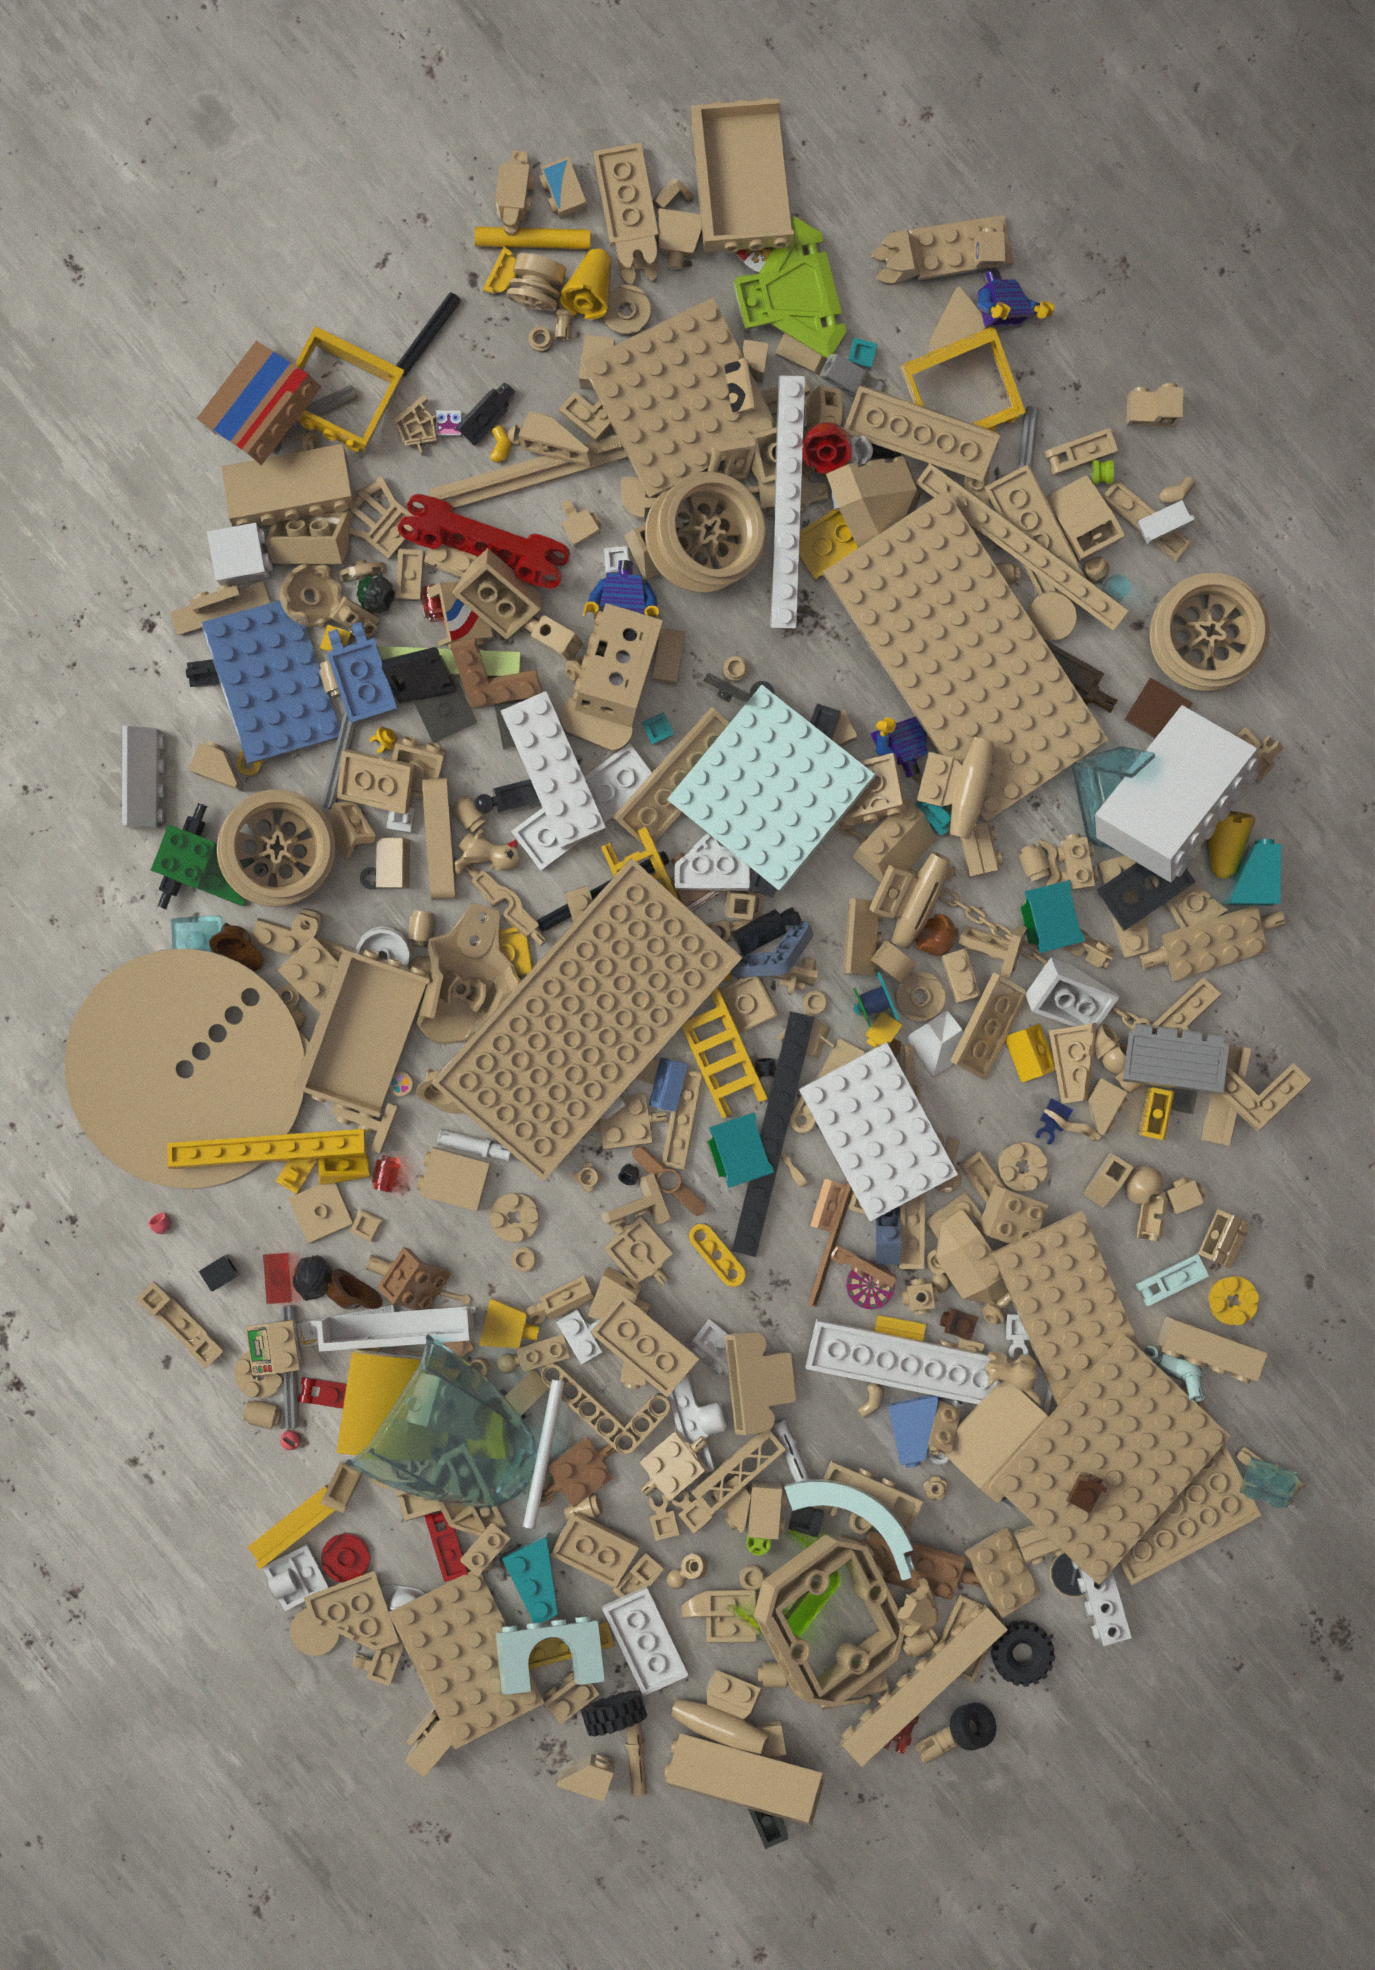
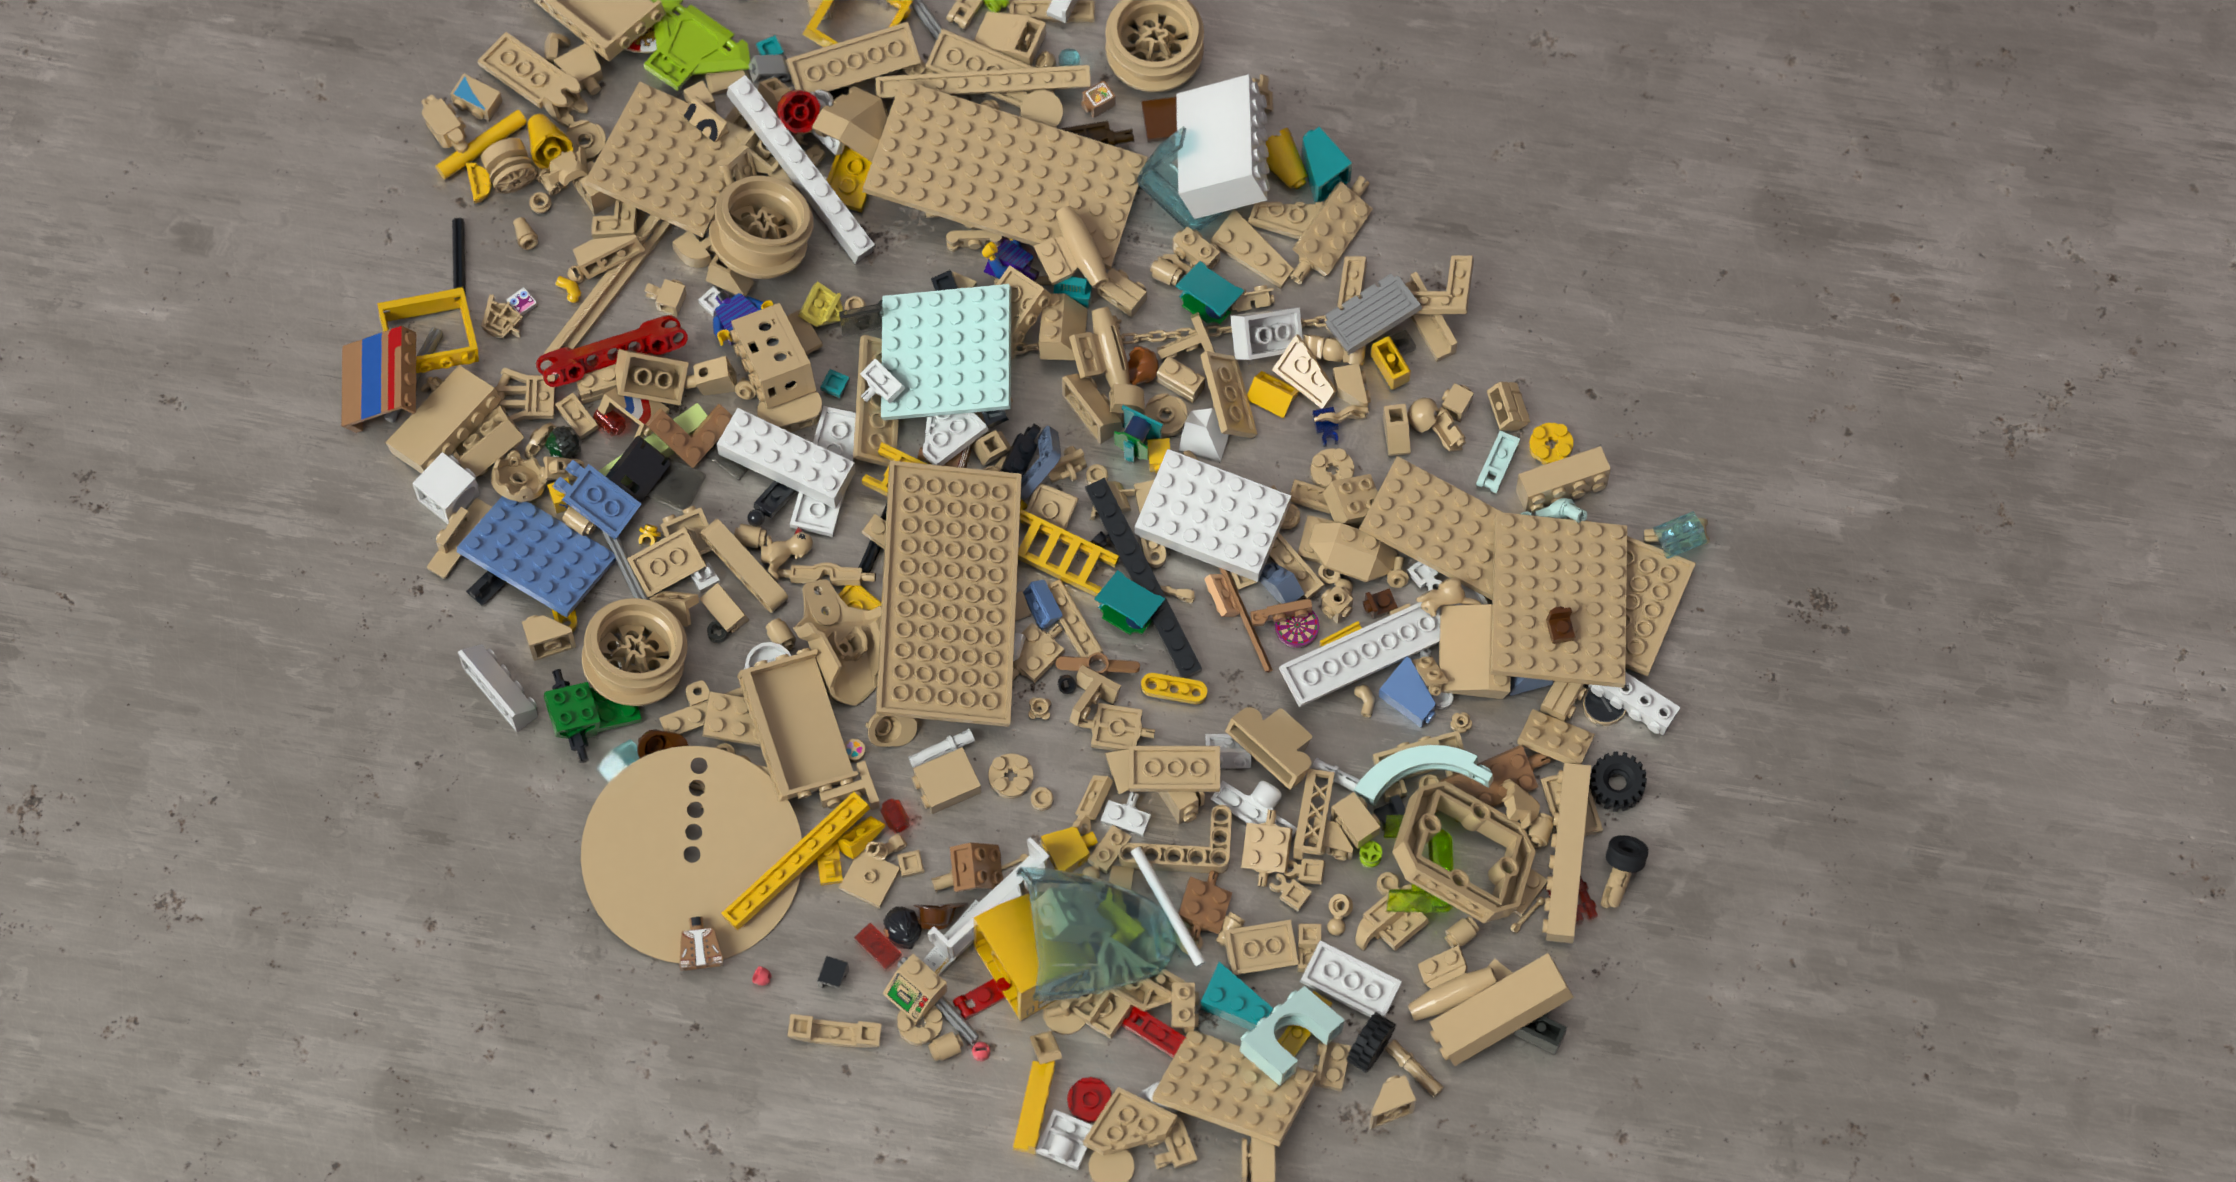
camera: 45 degrees left, 20 degrees down
(125, 1158) = (699, 947): none -> torso
(347, 1196) = (880, 850): none -> tan piece
(485, 414) = (543, 276): black hinge -> none
(502, 359) = (525, 234): none -> tan cone
(587, 329) = (568, 167): none -> tan piece
(689, 770) = (880, 382): none -> white plate
(705, 646) = (821, 306): none -> light yellow slope
(888, 689) = (971, 238): none -> tan plate
(1112, 644) = (1098, 99): none -> medium nougat brick
(1147, 900) = (1269, 213): black hinge -> none

